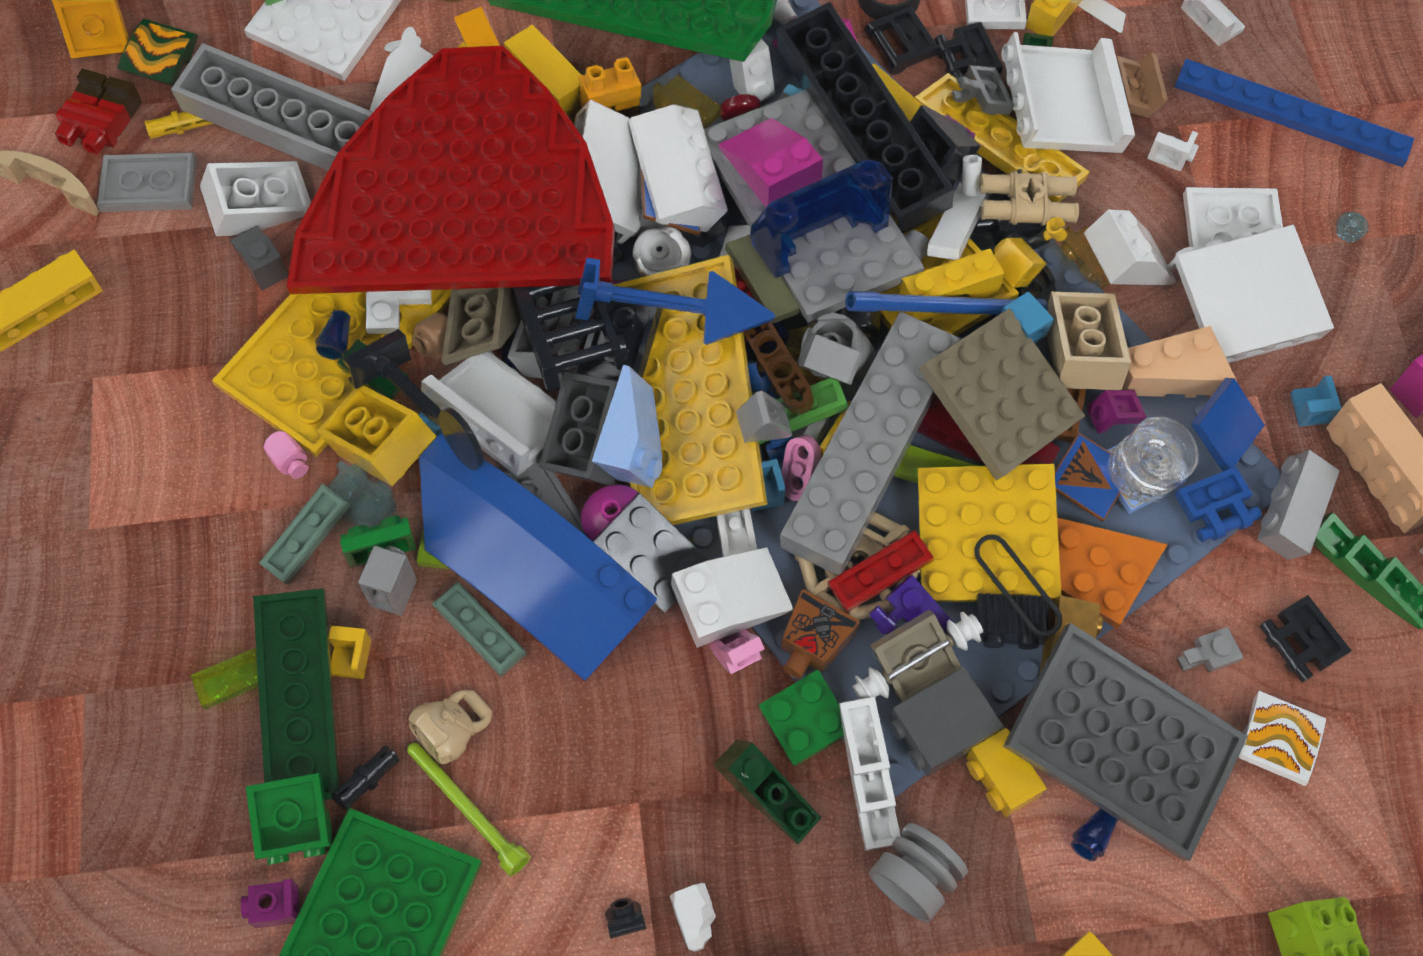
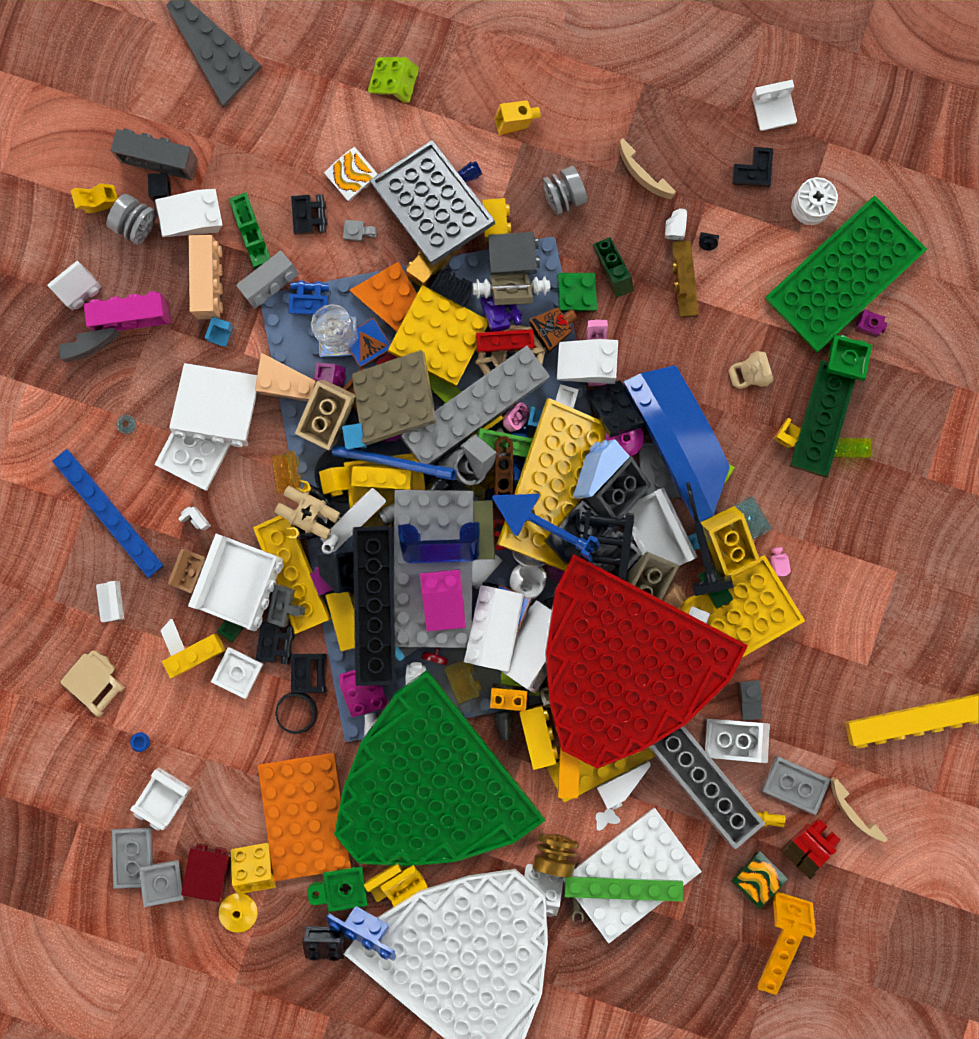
camera: 150 degrees left, 20 degrees up
(304, 534) = (786, 509): sand green tile -> none
(333, 338) = (729, 615): clear blue cone -> none
(361, 539) = (752, 482): green plate -> none
(365, 778) = (804, 363): black pin -> none
(388, 580) = (755, 457): light grey brick -> none
(479, 629) = (717, 416): sand green tile -> none
(512, 857) = (750, 293): lime piece -> none
(637, 830) = (685, 278): none -> pearl gold bracket
(763, 419) = (528, 437): light grey slope -> none
(869, 773) = (562, 247): white slope -> none
(1029, 576) = (449, 297): black piece -> none
(1127, 250) = (267, 458): white slope -> none
(1227, 424) = (278, 335): blue tile -> none

